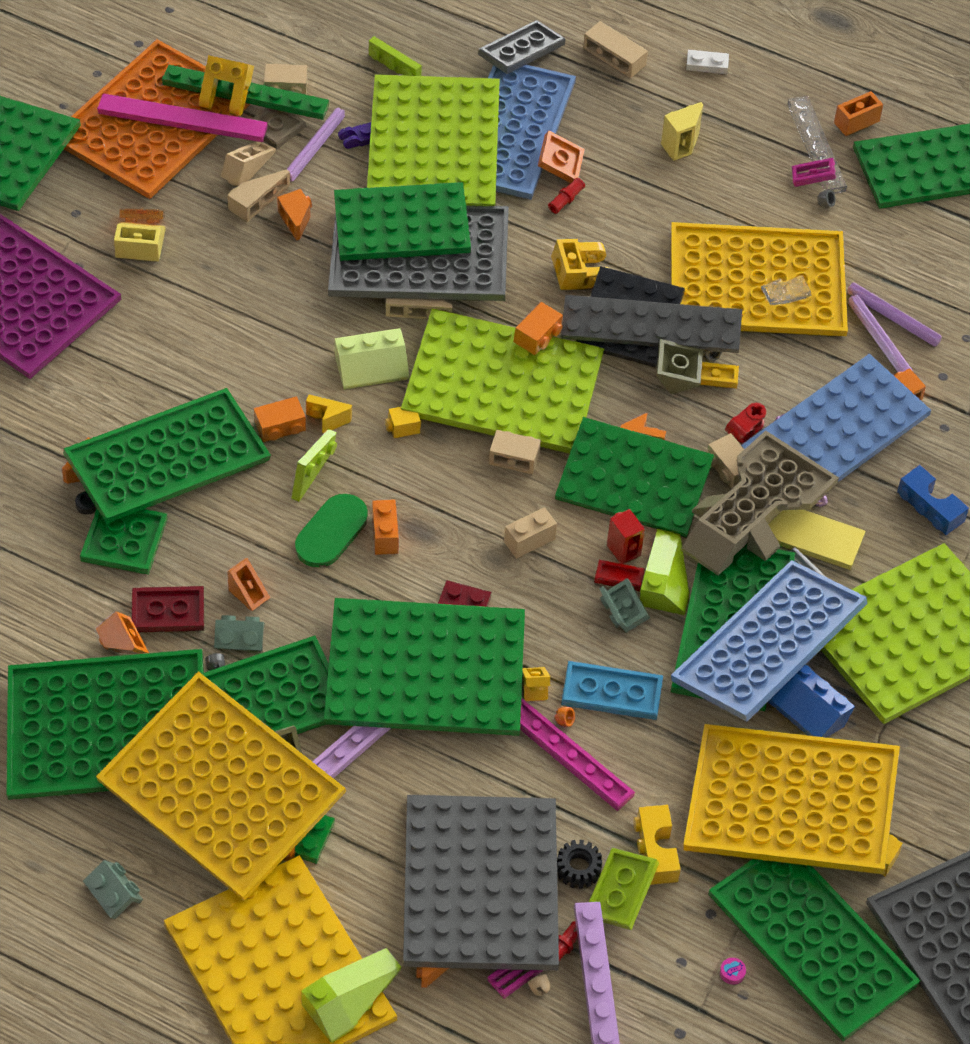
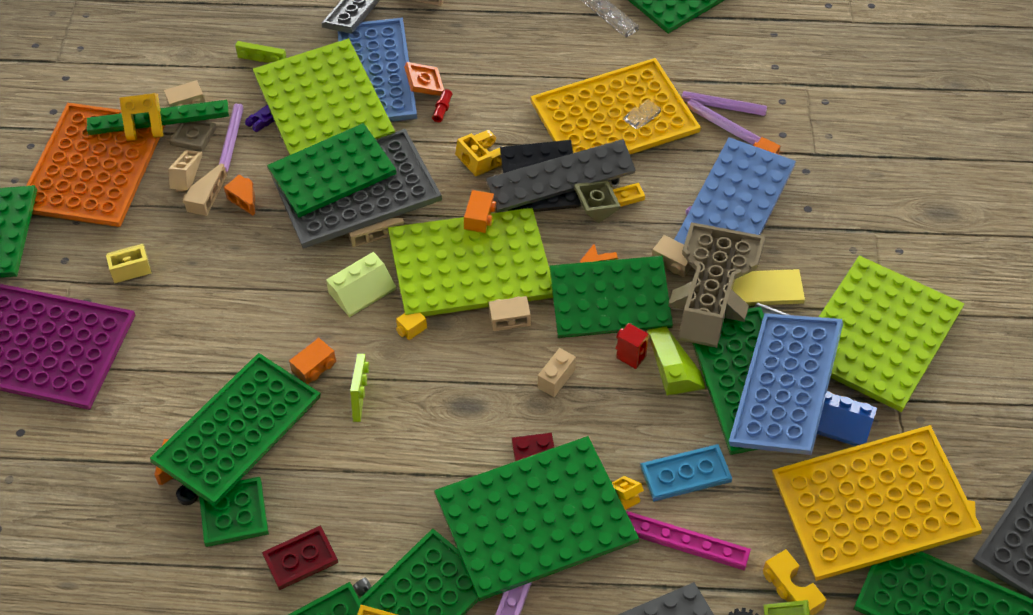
camera: 20 degrees left, 0 degrees up
(120, 635) = (273, 598): orange slope -> none
(151, 215) = (113, 244): clear orange plate -> none
(182, 117) = (116, 154): dark pink tile -> none
(239, 634) = (369, 553): sand green bracket -> none
(246, 585) = (356, 510): orange slope -> none
(331, 530) = (399, 435): green tile -> none
(333, 413) = (351, 338): yellow slope -> none
(385, 527) = (442, 414): orange brick -> none
(565, 716) = (663, 510): orange hinge -> none
(613, 573) = (640, 378): red tile -> none
(625, 605) = (659, 399): sand green bracket -> none
(681, 131) = (502, 28): light yellow slope -> none
(747, 422) = (669, 221): red piece -> none
(814, 174) = (611, 26): dark pink tile -> none
(826, 198) = (629, 39): dark grey hinge -> none
(943, 513) = (844, 234): blue arch -> none

